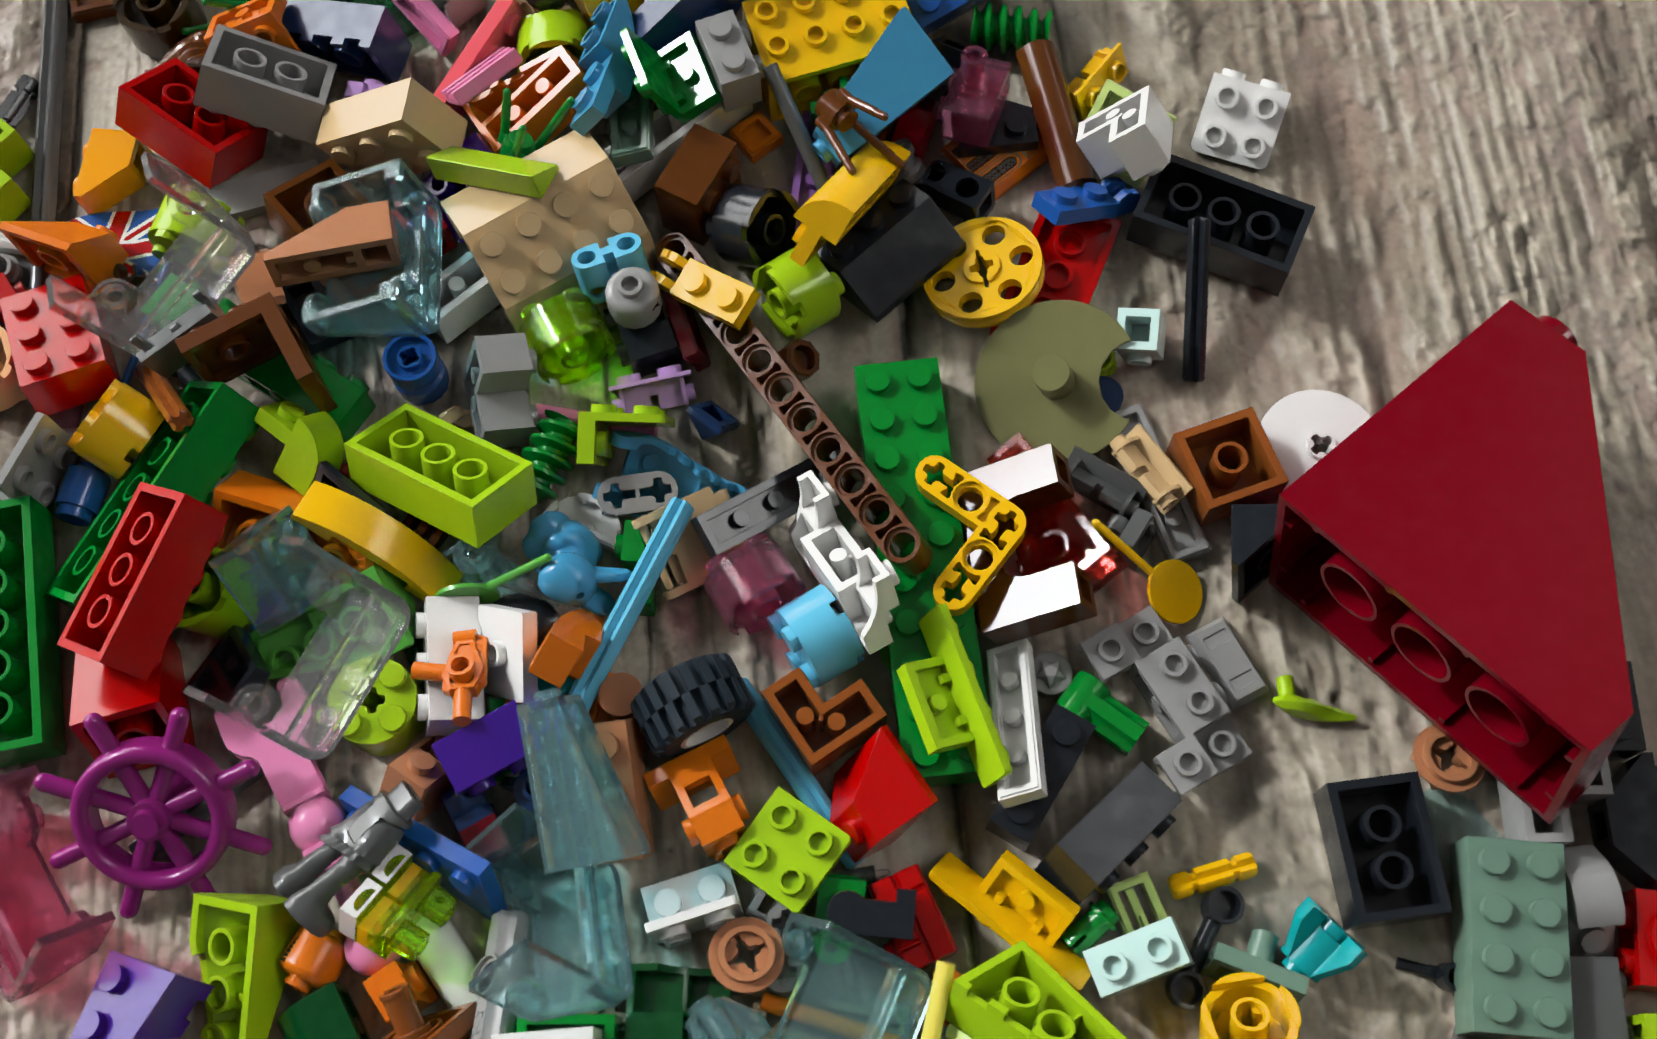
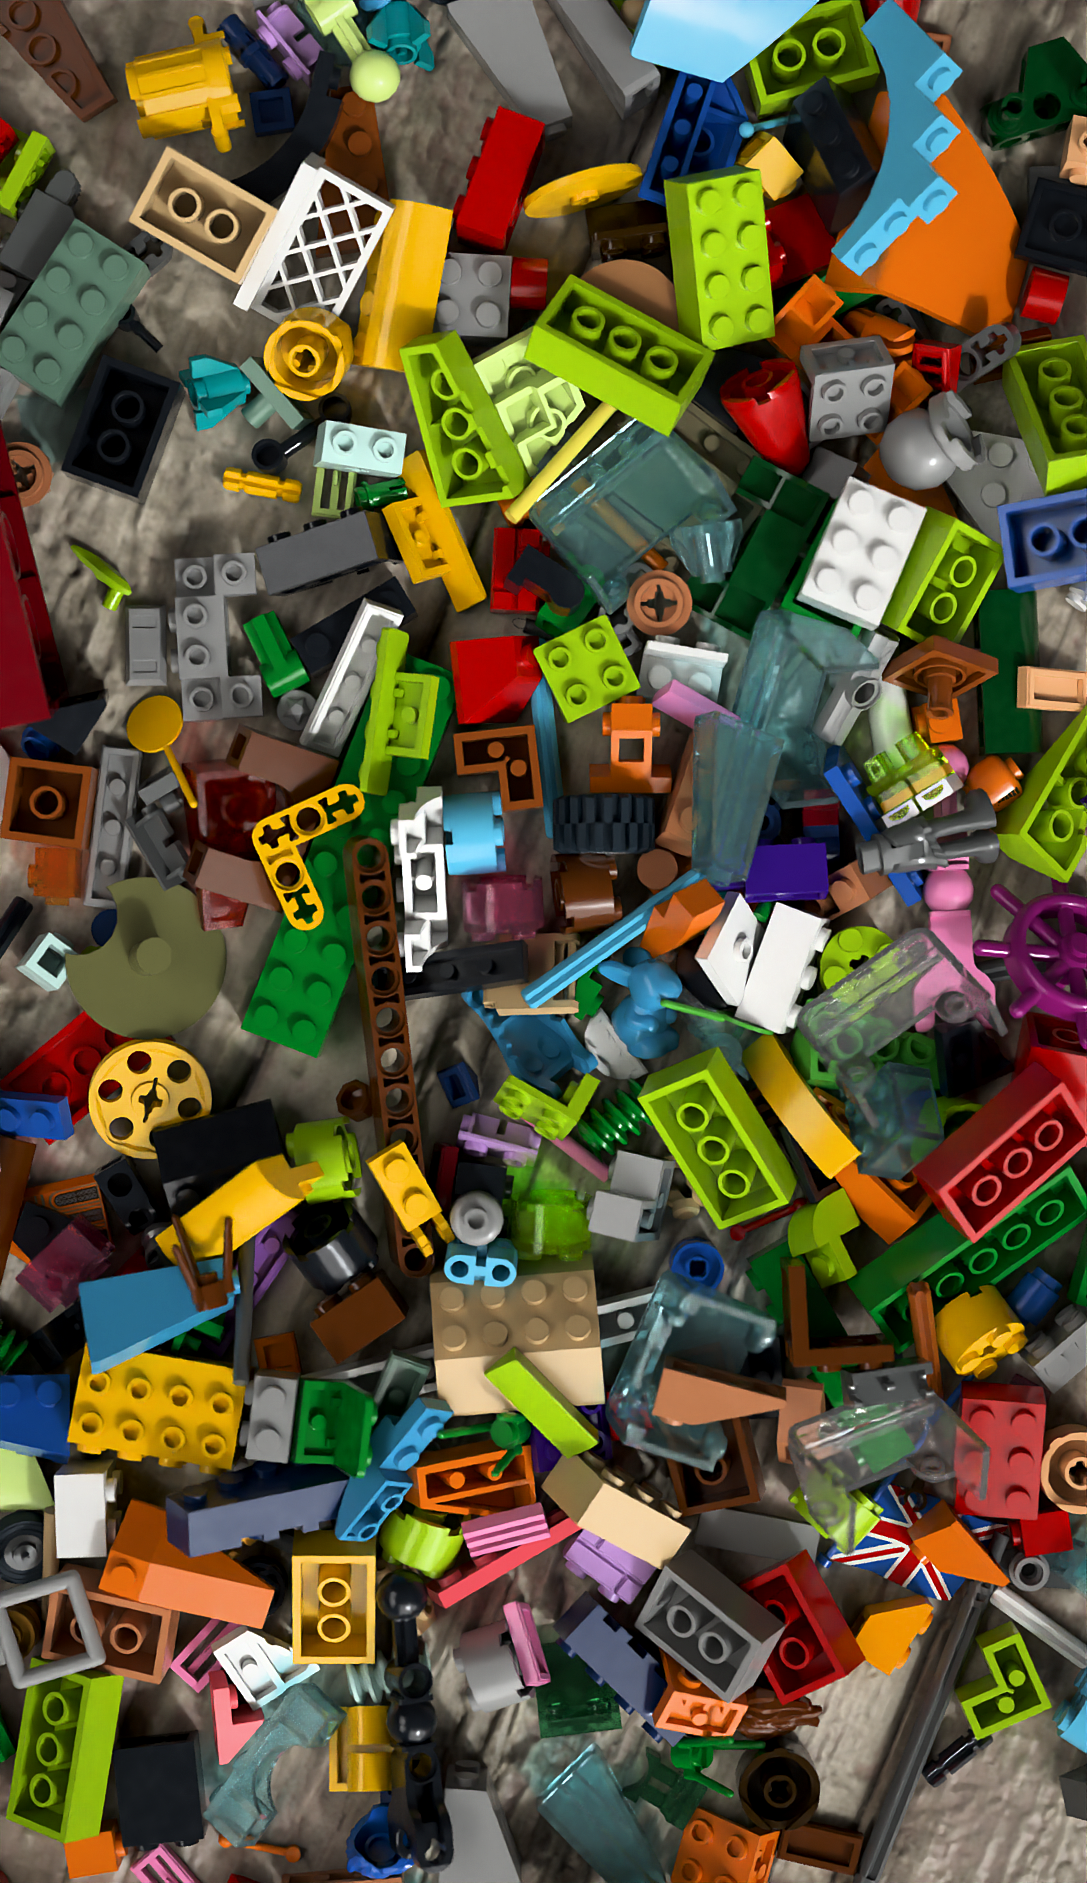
camera: 155 degrees left, 20 degrees up
(462, 674) = (778, 941): orange piece -> none
(635, 483) = (557, 1049): light grey beam -> none
(657, 871) = (685, 703): none -> bright pink tile
(676, 631) = (585, 892): none -> reddish brown brick
(1151, 467) = (114, 842): tan hinge -> none
(1177, 409) = (56, 874): none -> clear orange brick

